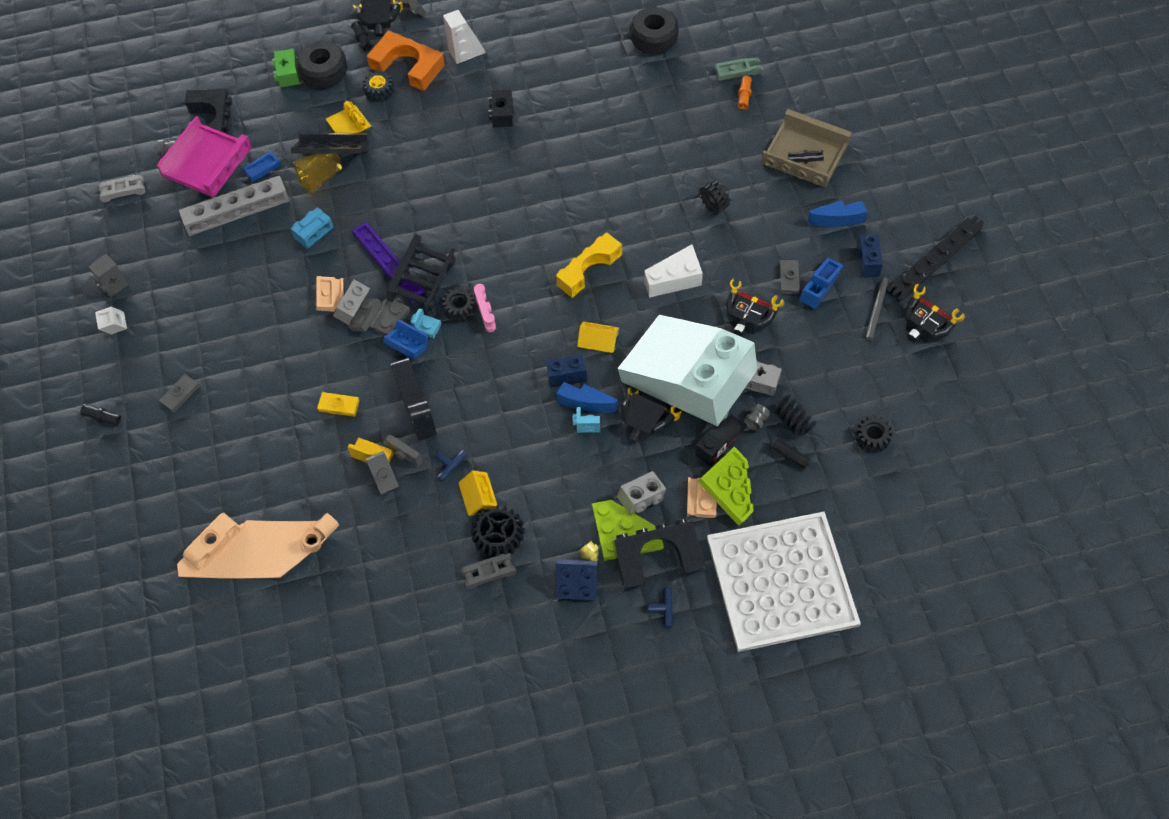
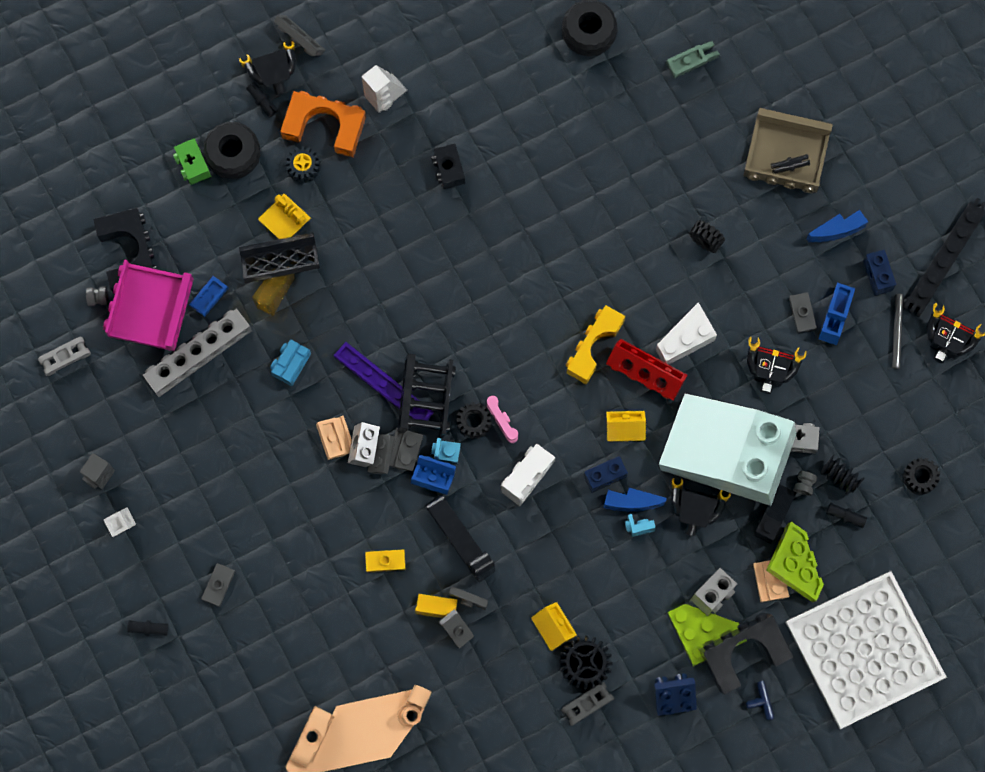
camera: 15 degrees left, 15 degrees up
(450, 464) = (518, 600): dark blue piece -> none
(492, 356) = (527, 474): none -> white wedge
(589, 552) = (678, 662): light yellow plate -> none
(652, 303) = (656, 368): none -> red brick
(744, 92) = (706, 90): orange pin -> none

